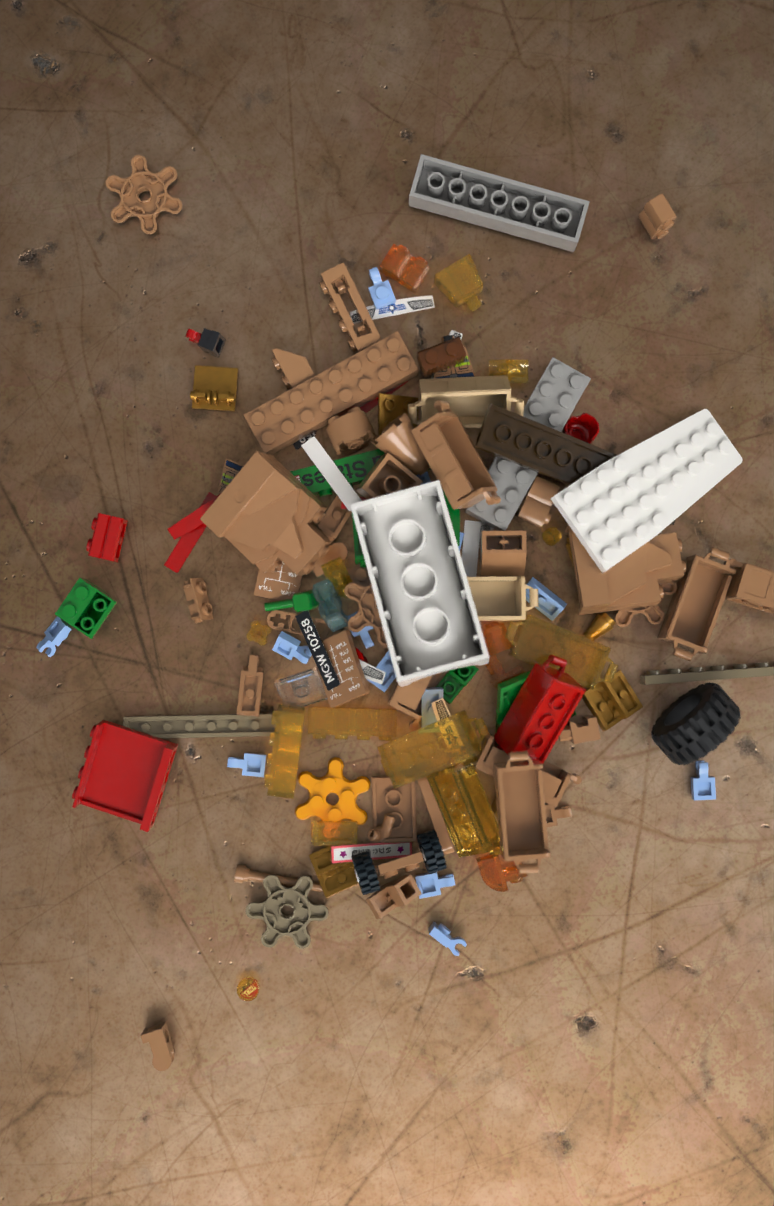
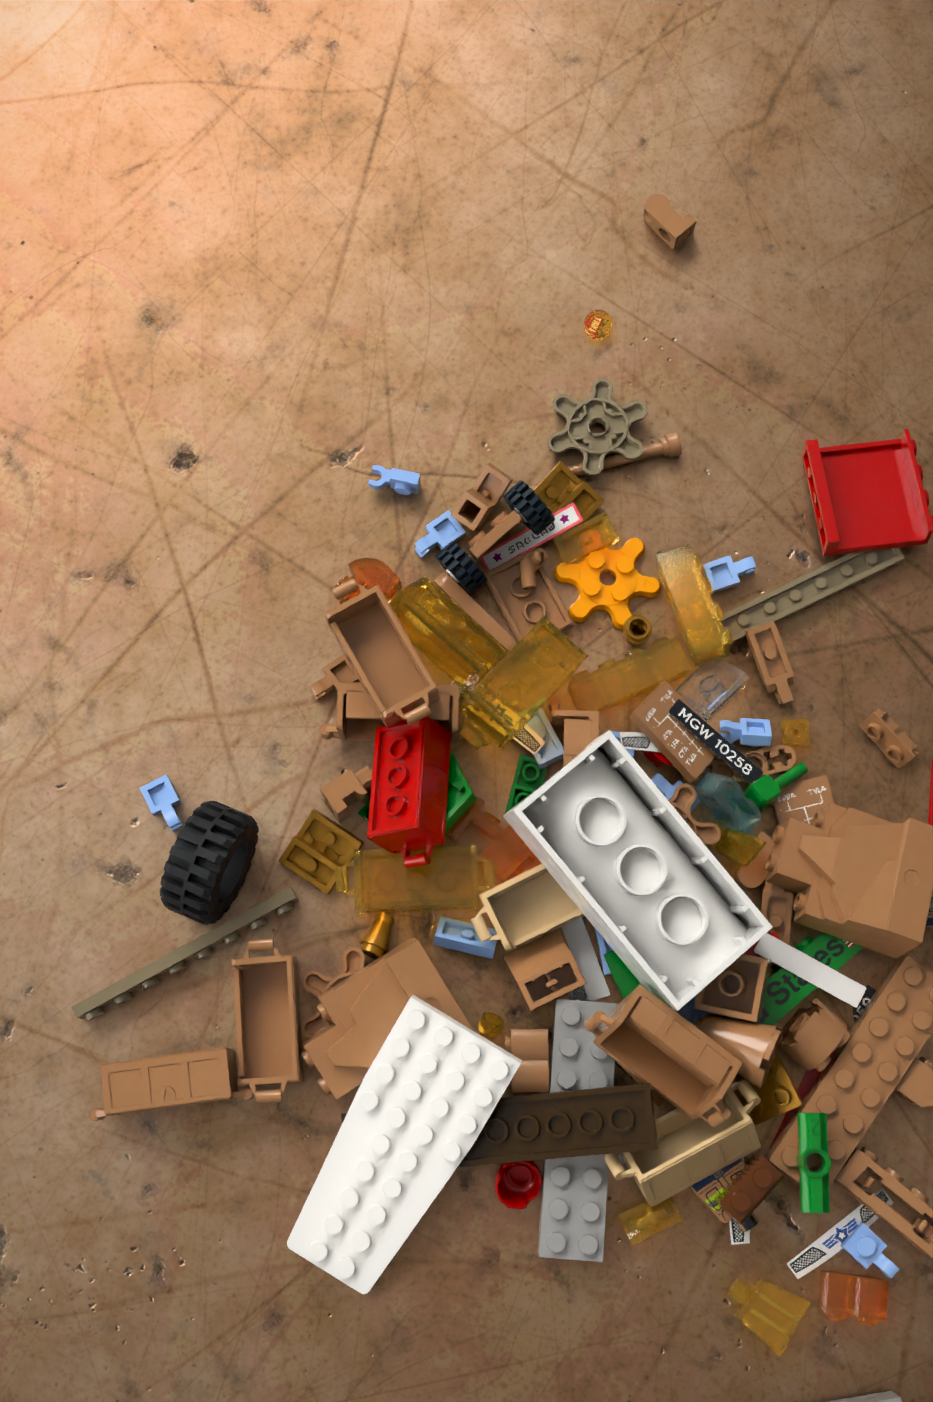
camera: 155 degrees right, 10 degrees down
(332, 757) = (639, 625): none -> pearl gold cone
(399, 340) = (813, 1184): none -> green piece

